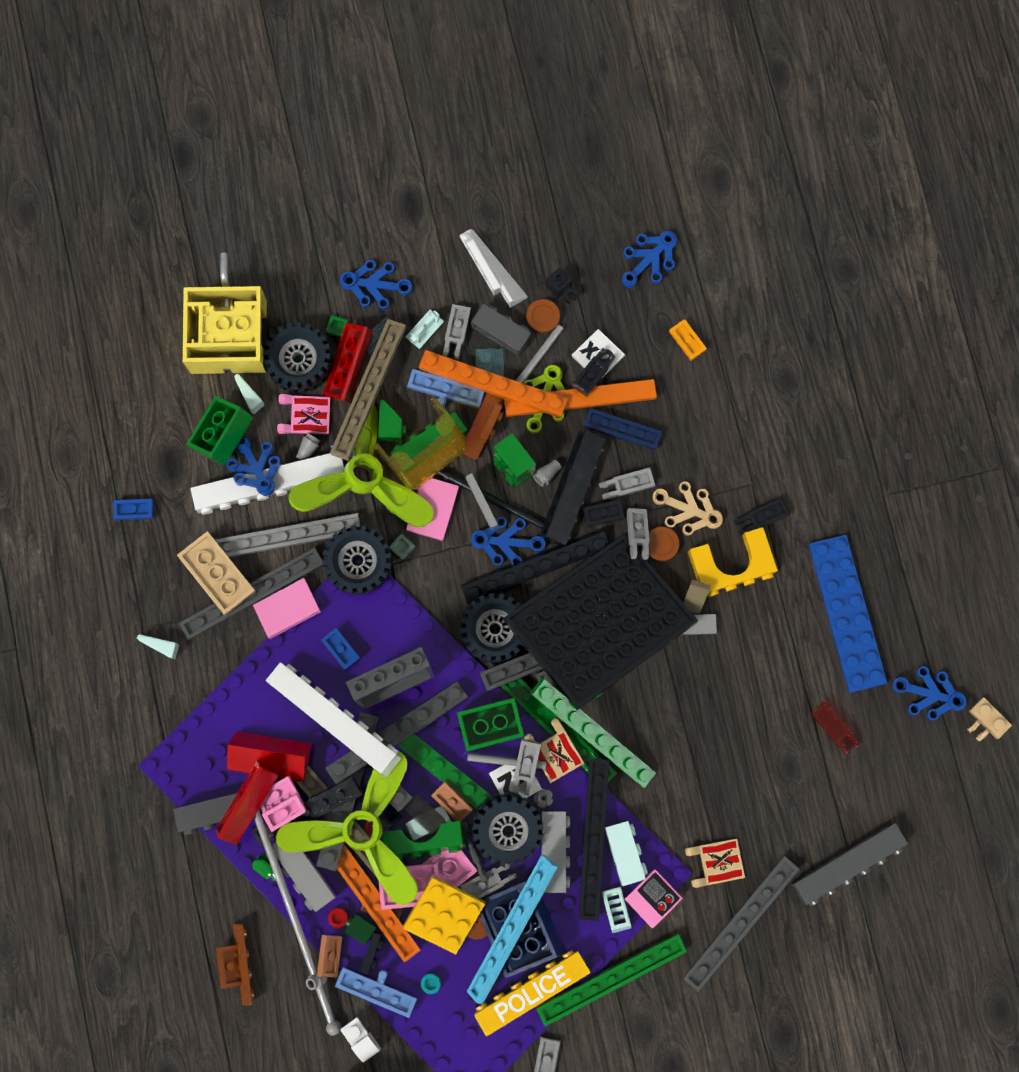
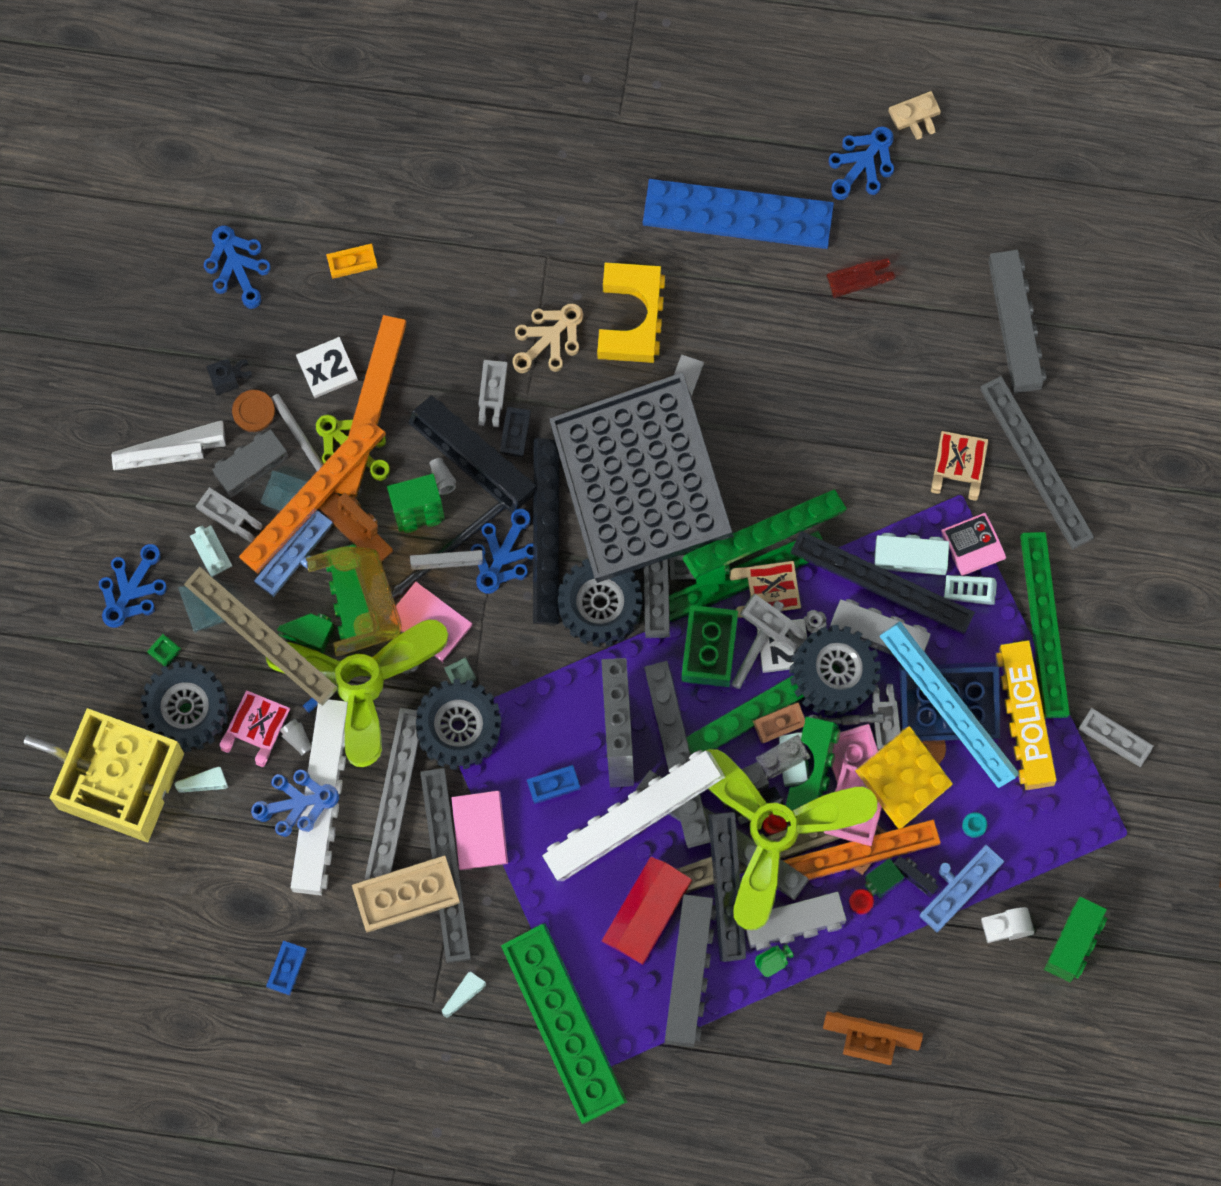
camera: 65 degrees left, 5 degrees down
(163, 728) = (564, 1024): none -> green plate
(219, 430) = (236, 828): green brick -> none
(246, 804) = (691, 948): red slope -> none
(282, 804) = (707, 911): bright pink slope -> none
(313, 982) = (921, 950): light grey bar -> none
(329, 956) = (901, 925): nougat plate -> none
(348, 362) = (214, 652): red slope -> none
(592, 373) = (348, 379): black hinge -> none
(622, 429) = (425, 373): dark blue plate -> none
(638, 531) = (554, 401): light grey hinge -> none
(663, 544) = (577, 382): dark orange piece -> none
(696, 596) = (653, 364): dark tan tile -> none
(764, 515) = (591, 258): black hinge -> none

